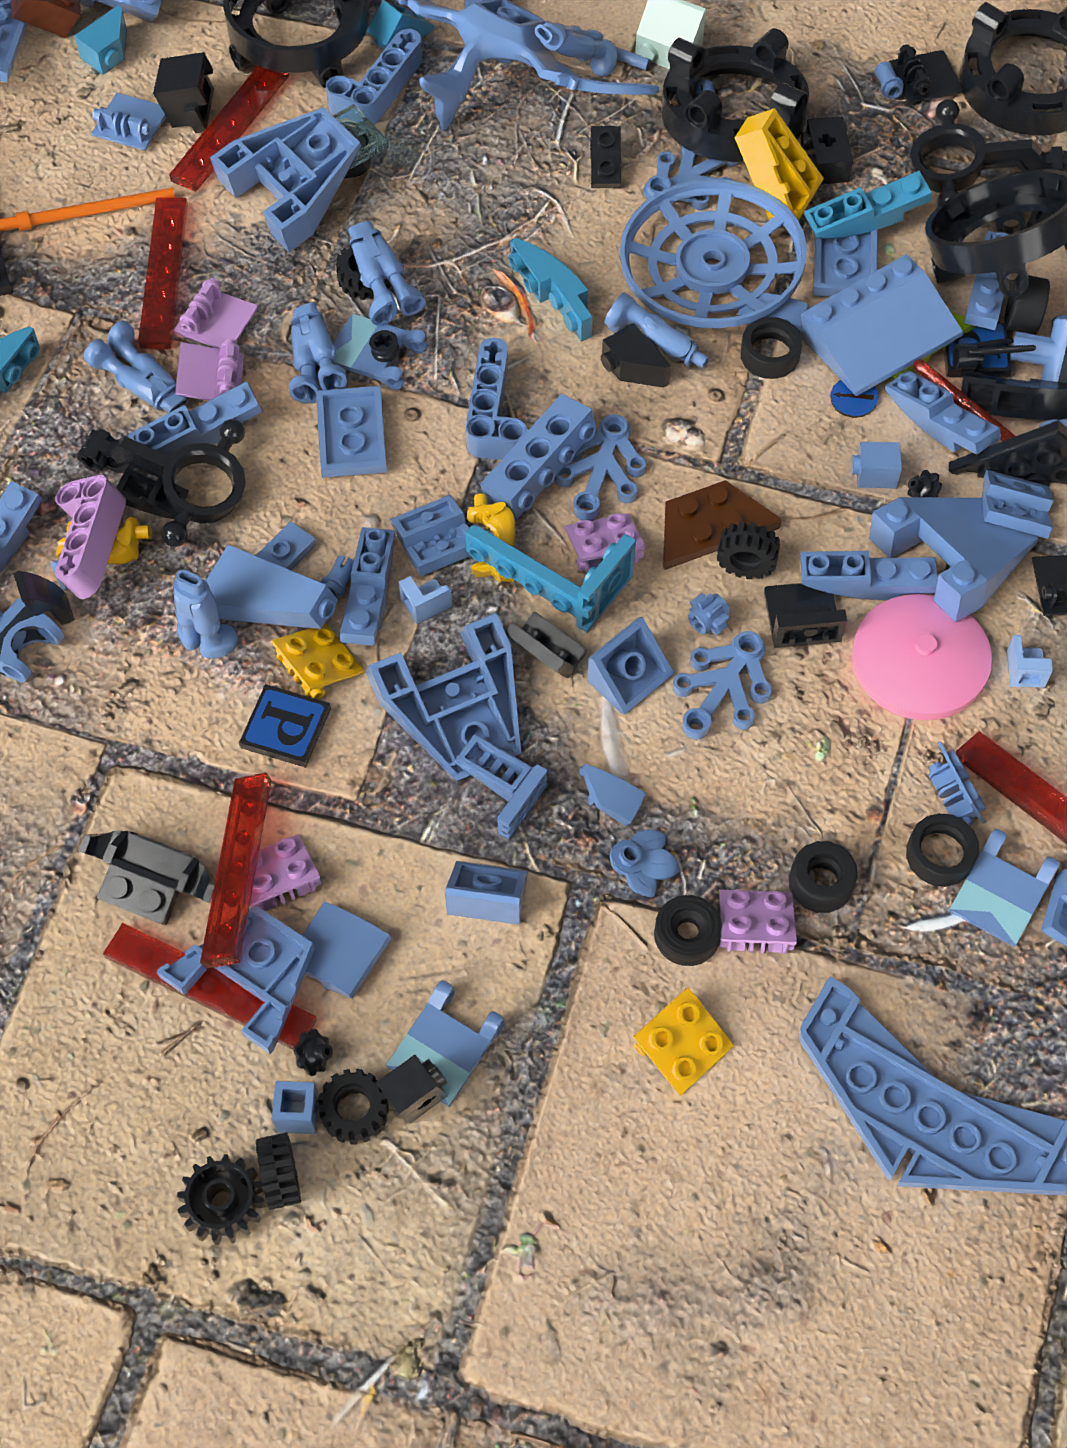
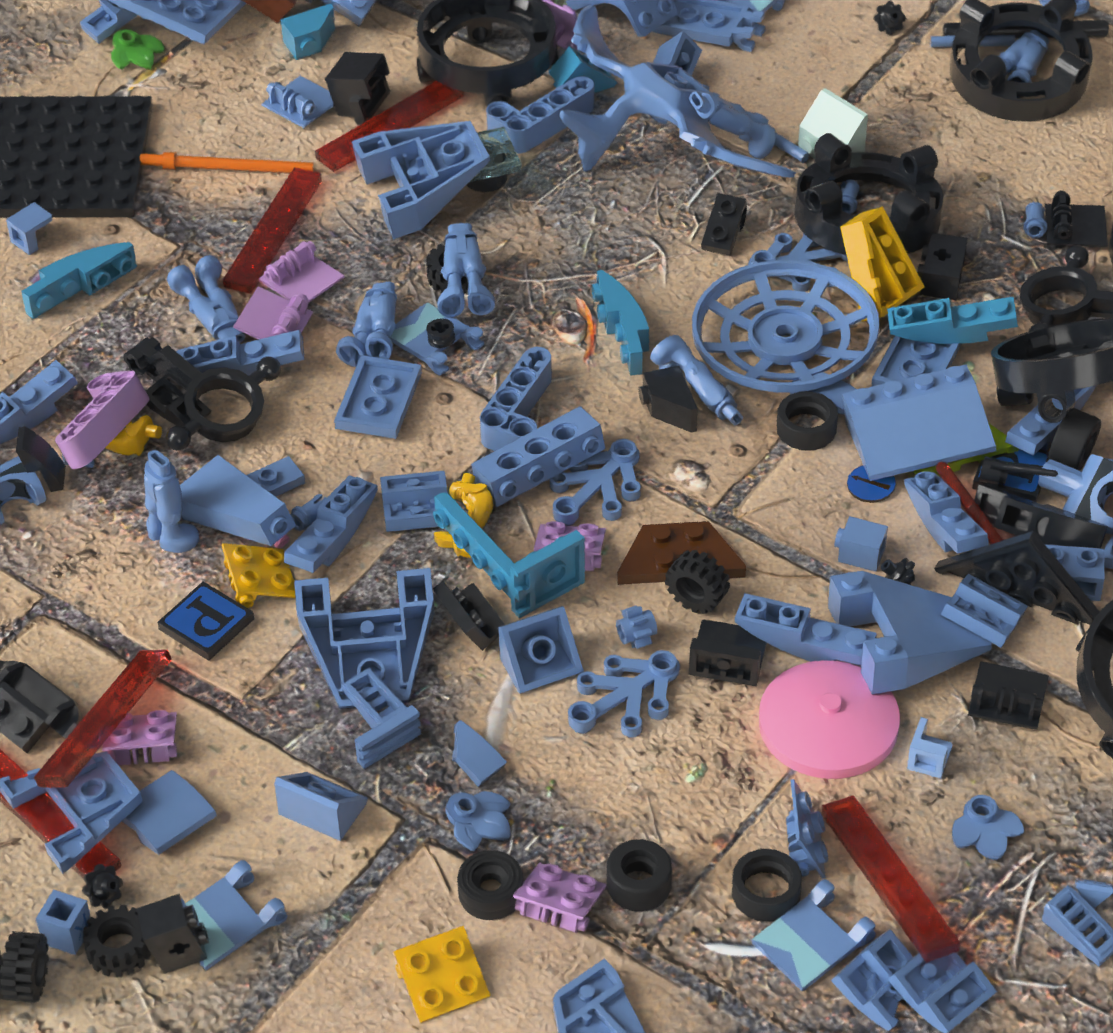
camera: 20 degrees right, 15 degrees down
(424, 600) = (381, 552): light blue panel -> none

